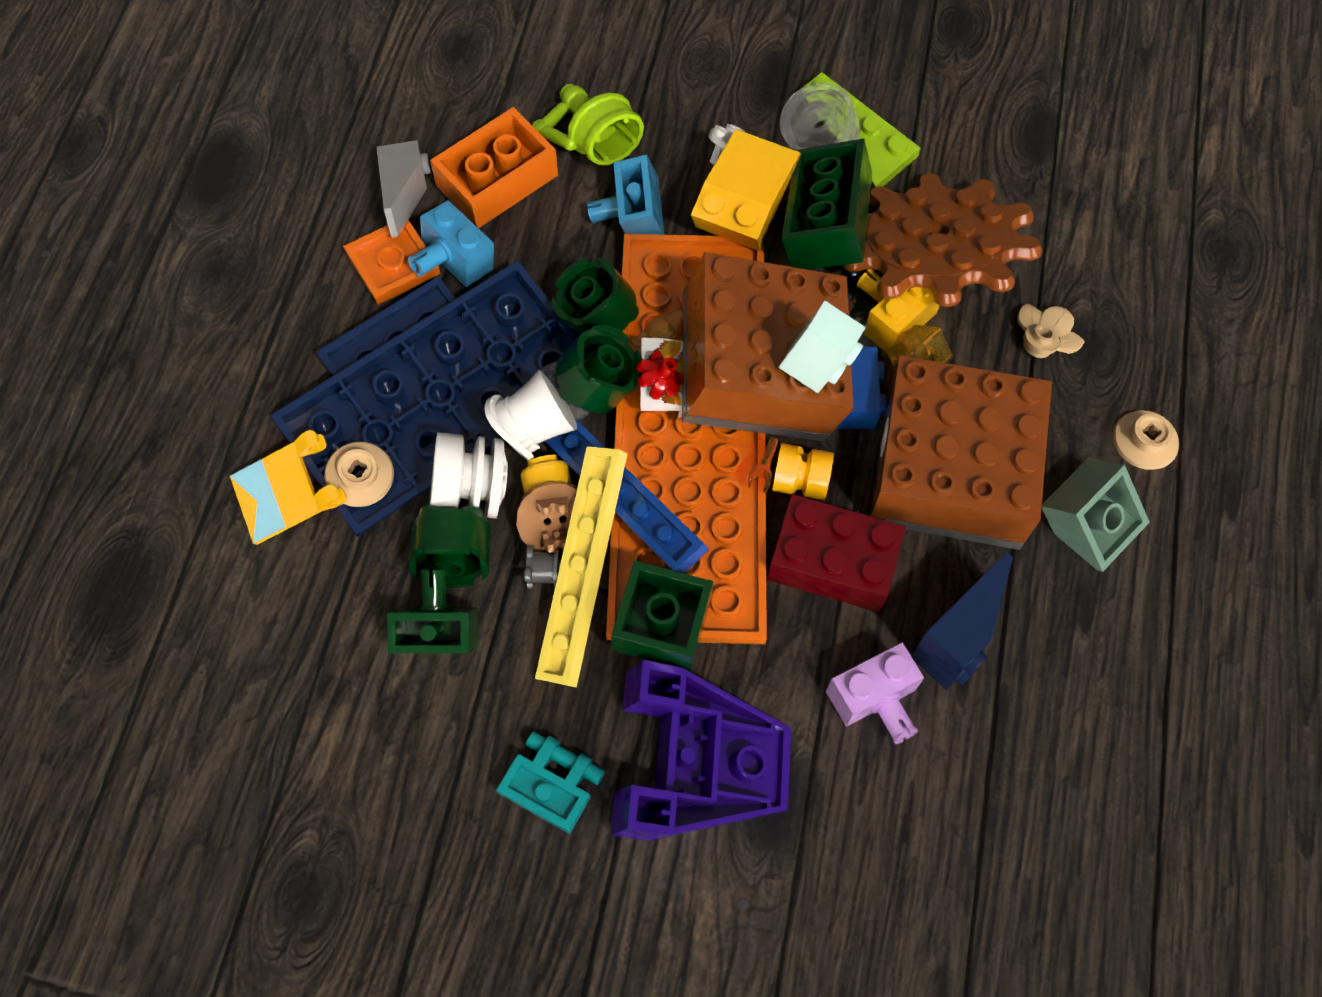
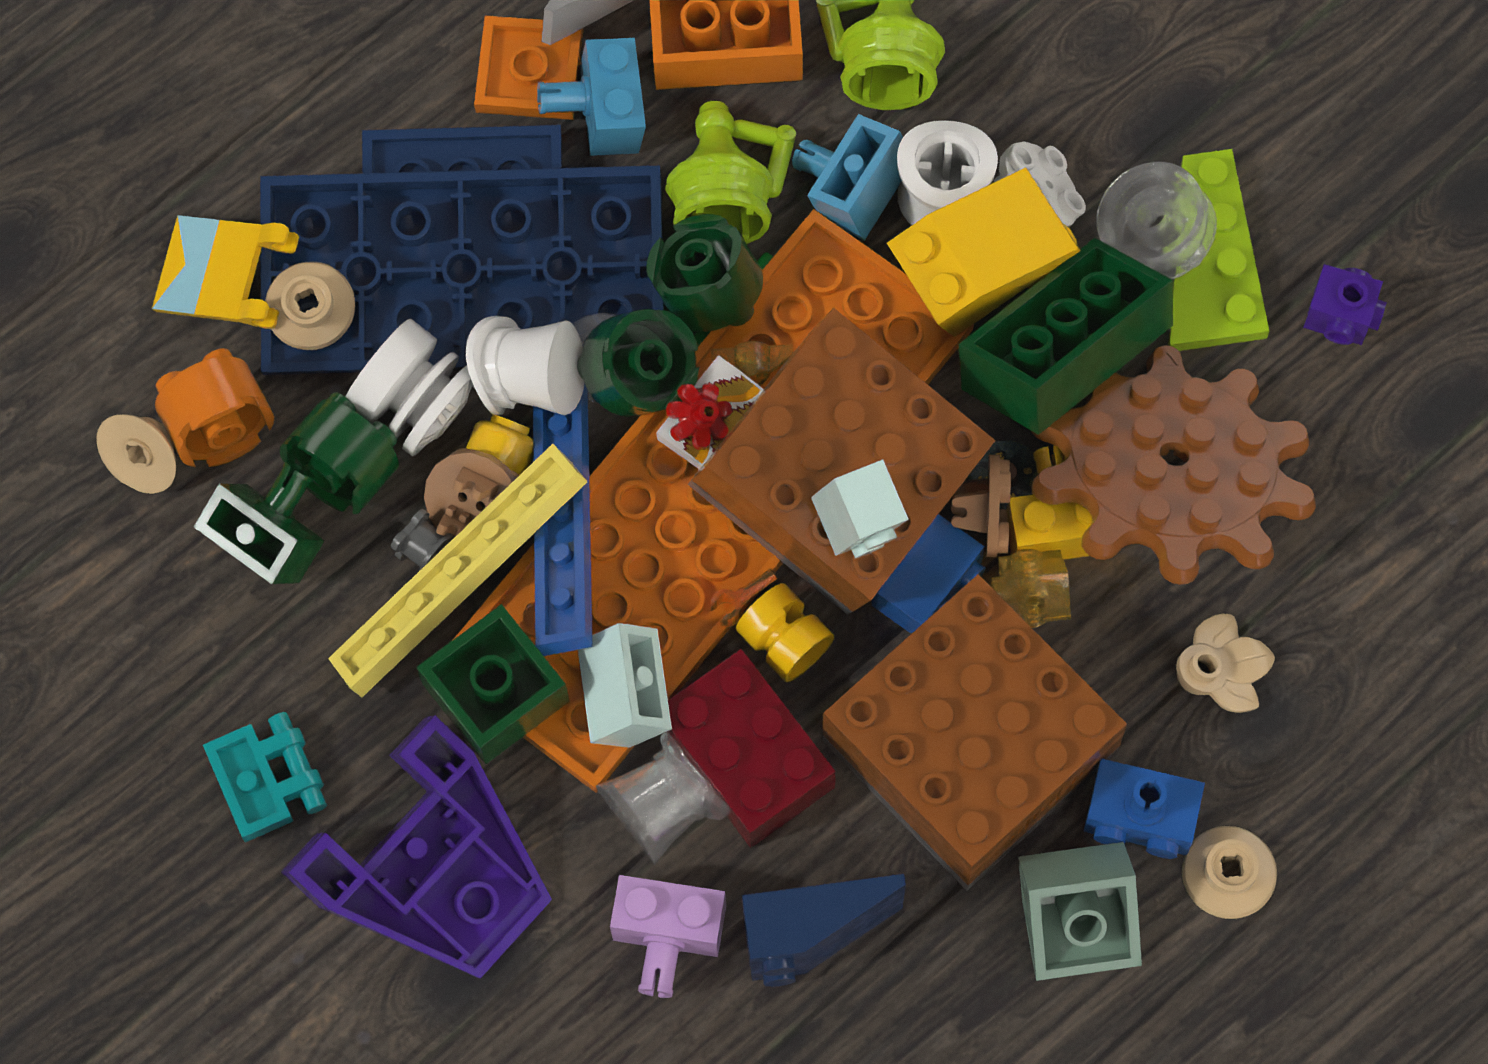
camera: 40 degrees right, 5 degrees up
(308, 646) = (137, 452): none -> tan piece
(344, 573) = (213, 409): none -> orange brick
(558, 241) = (725, 179): none -> lime piece
(684, 165) = (941, 165): none -> white hat
(743, 562) = (624, 686): none -> light aqua brick
(815, 616) = (662, 799): none -> clear hat
(864, 309) = (979, 504): none -> medium nougat plate
(949, 108) = (1345, 305): none -> dark purple brick
(1083, 432) = (1144, 808): none -> blue brick

